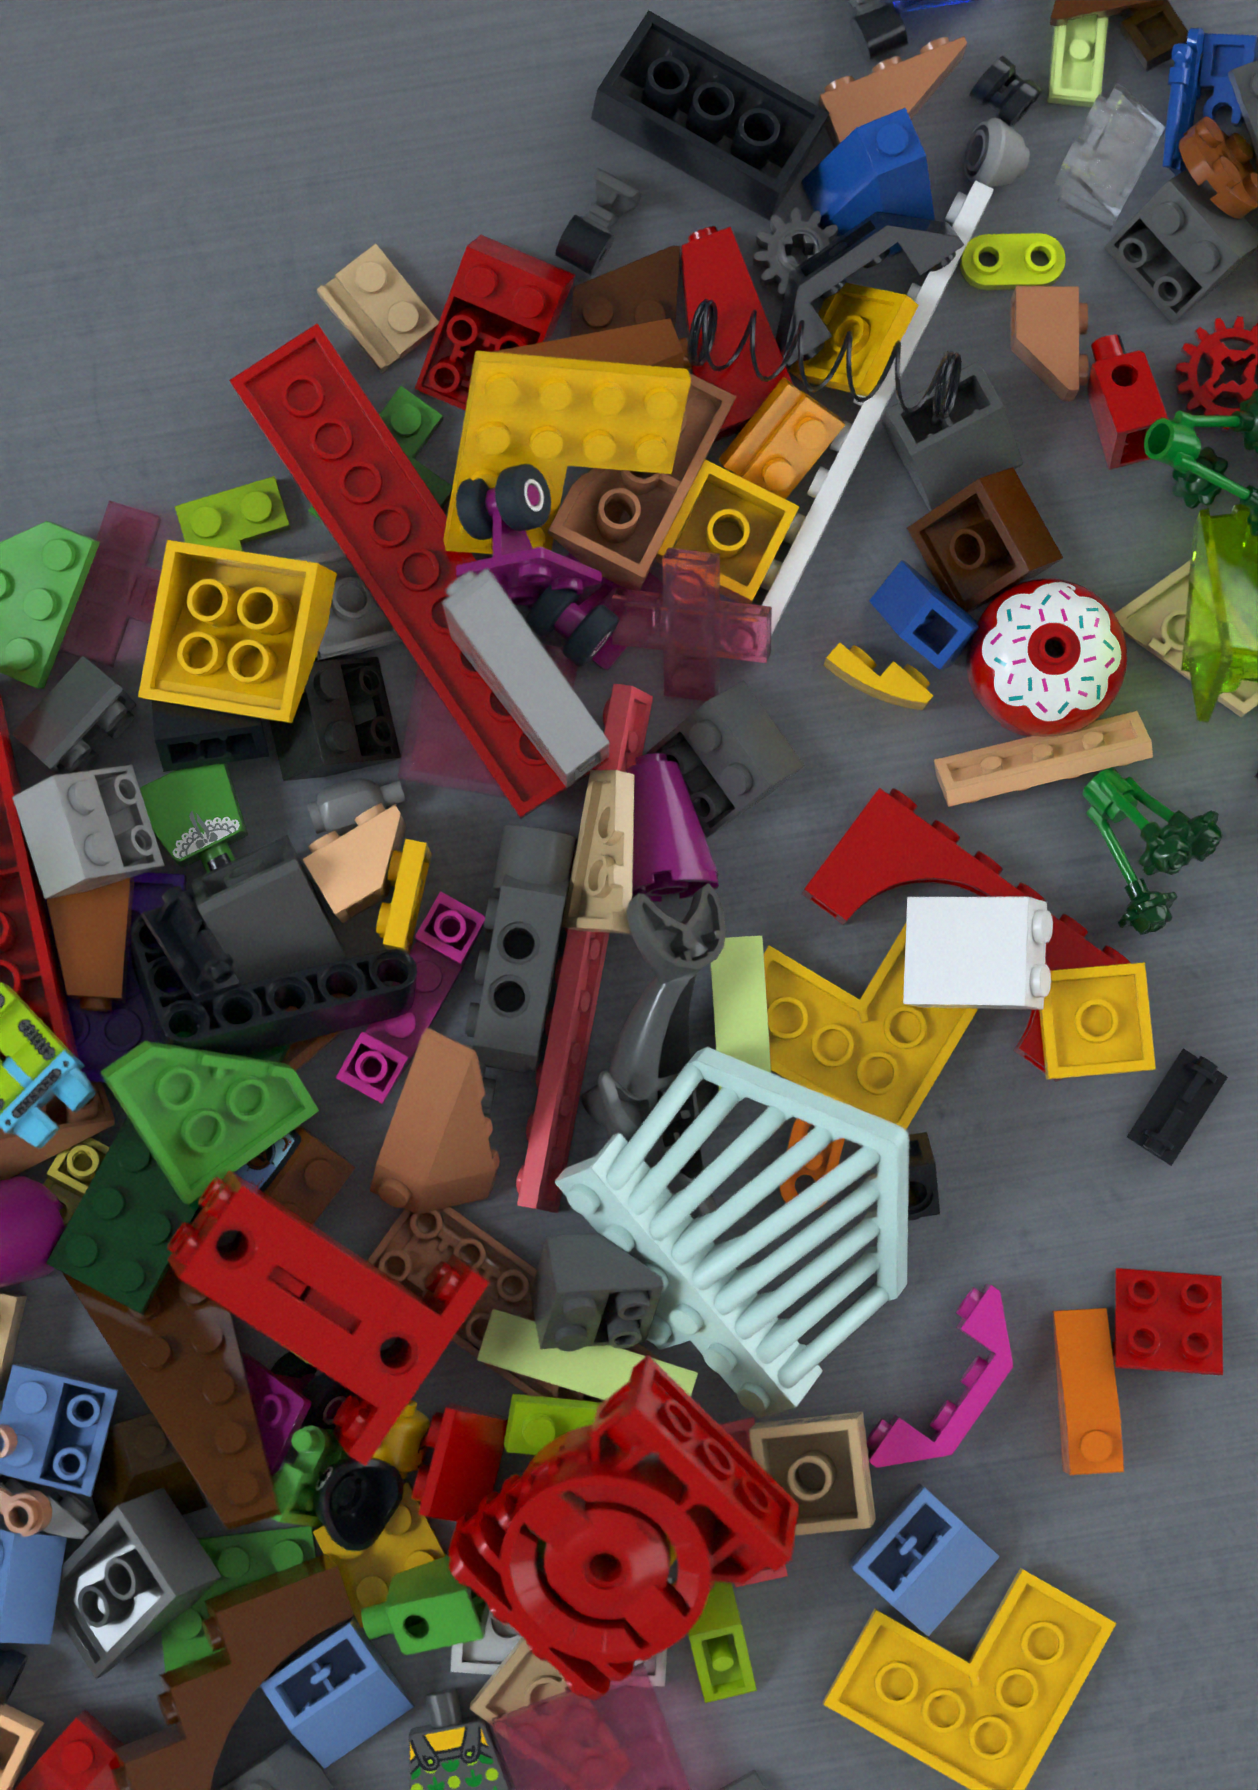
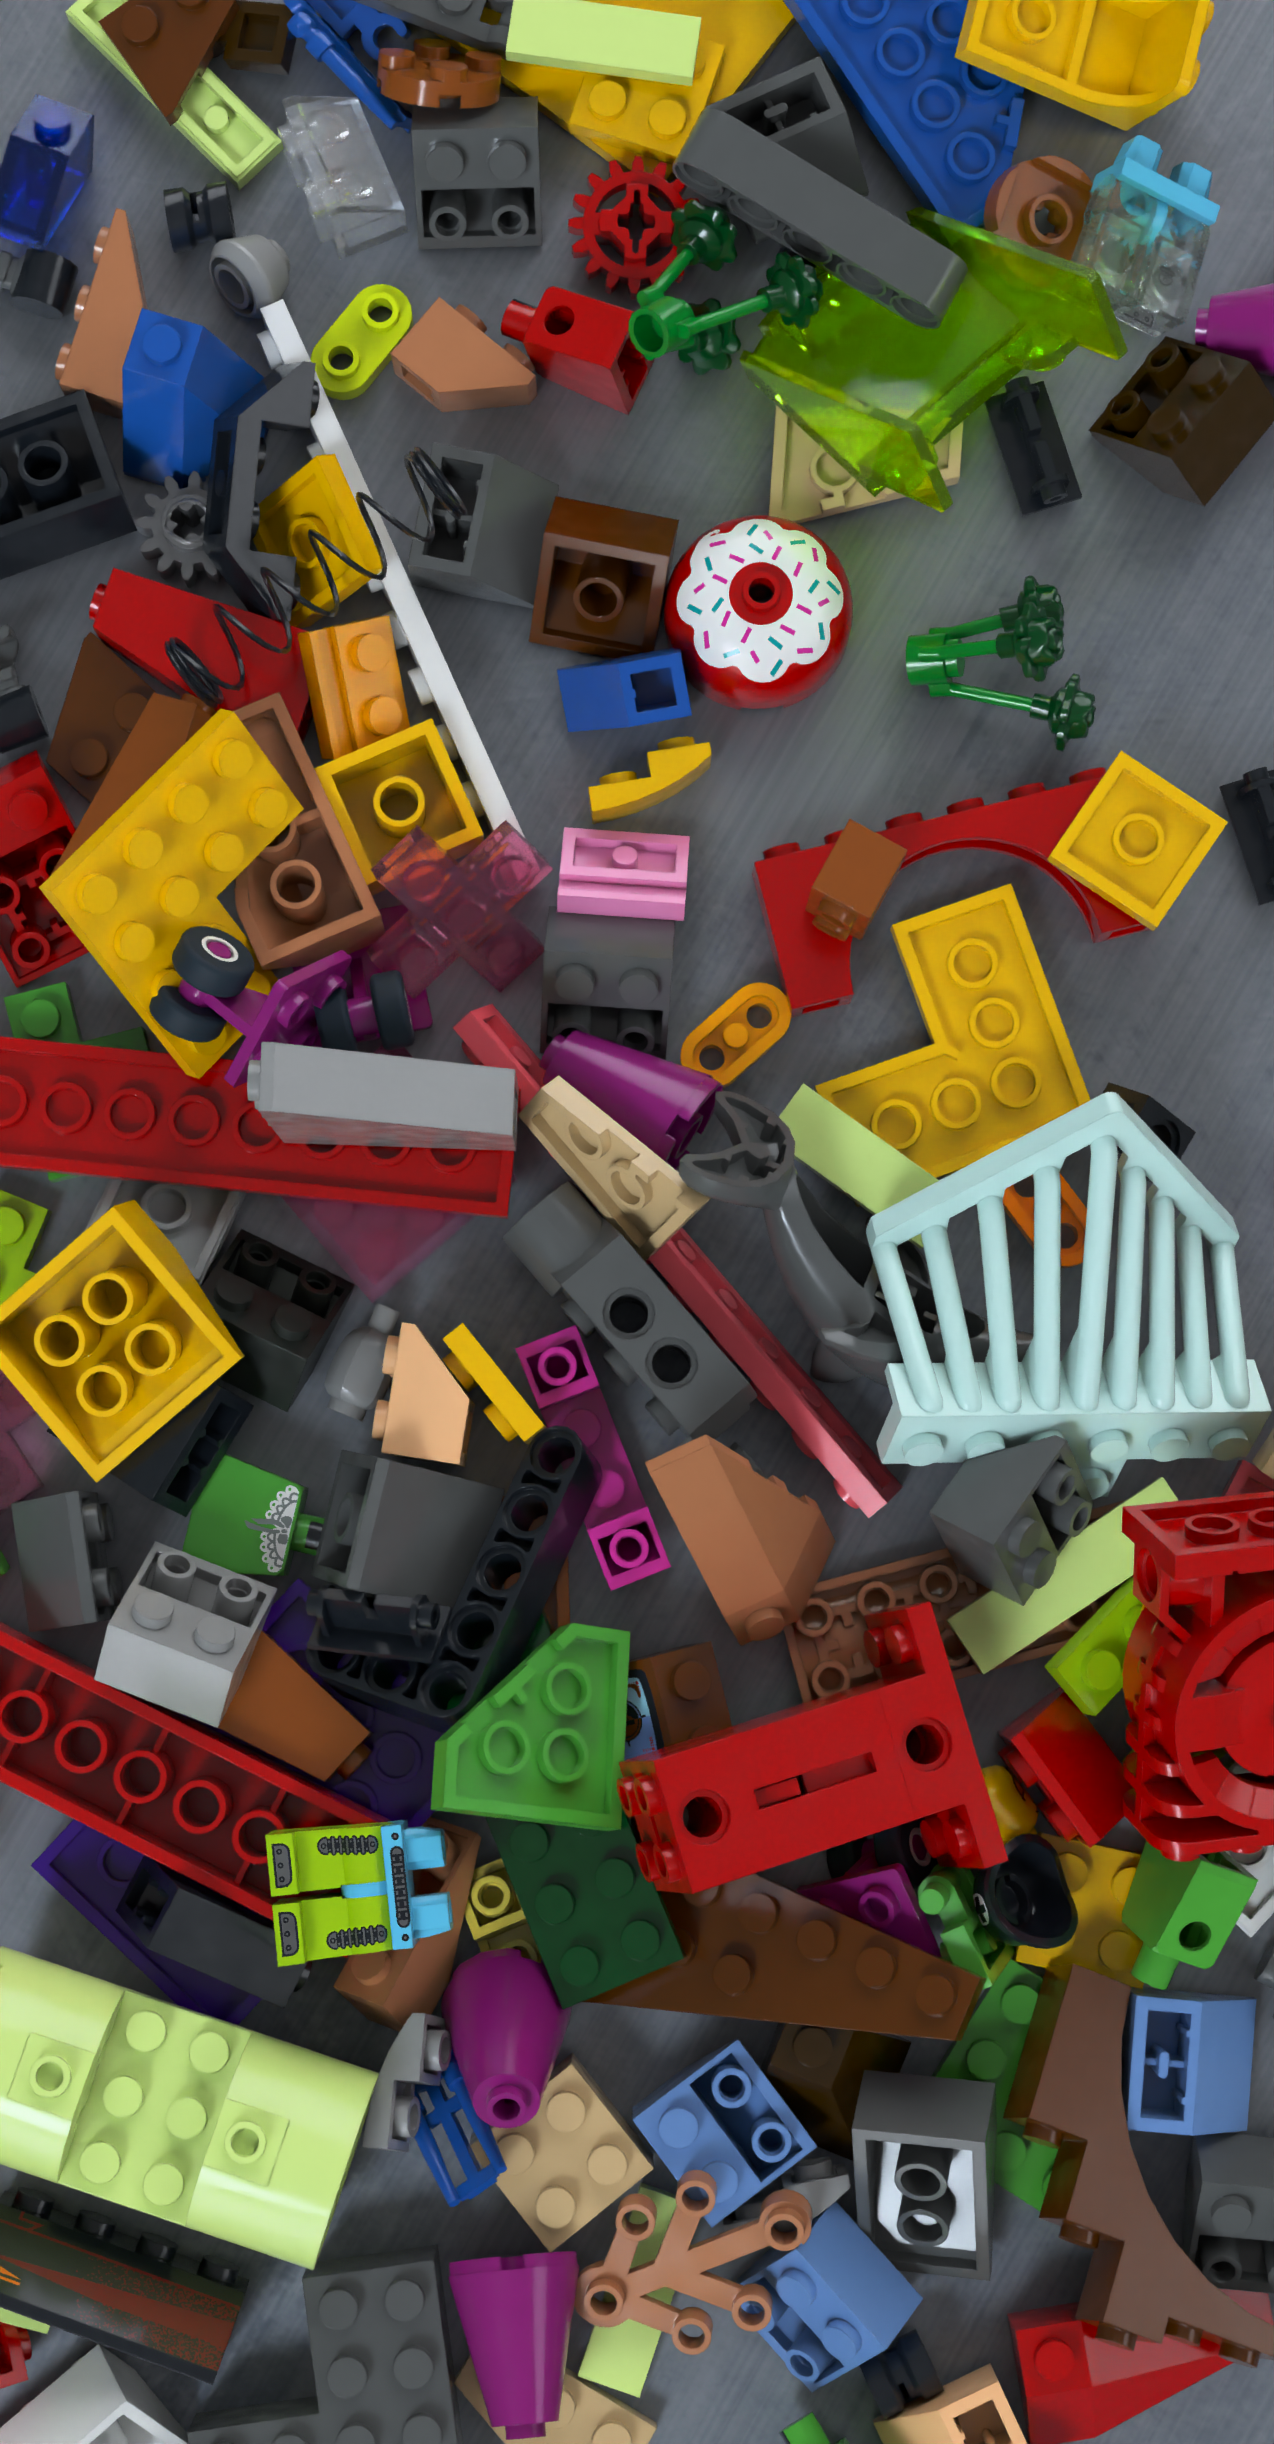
camera: 50 degrees left, 0 degrees up
(759, 868) = (733, 1035): none -> light orange plate
(804, 711) = (623, 874): none -> bright pink plate
(913, 860) = (854, 882): none -> dark orange brick
(977, 952) = (986, 896): white brick -> none
(1042, 760) = (849, 693): light nougat plate -> none

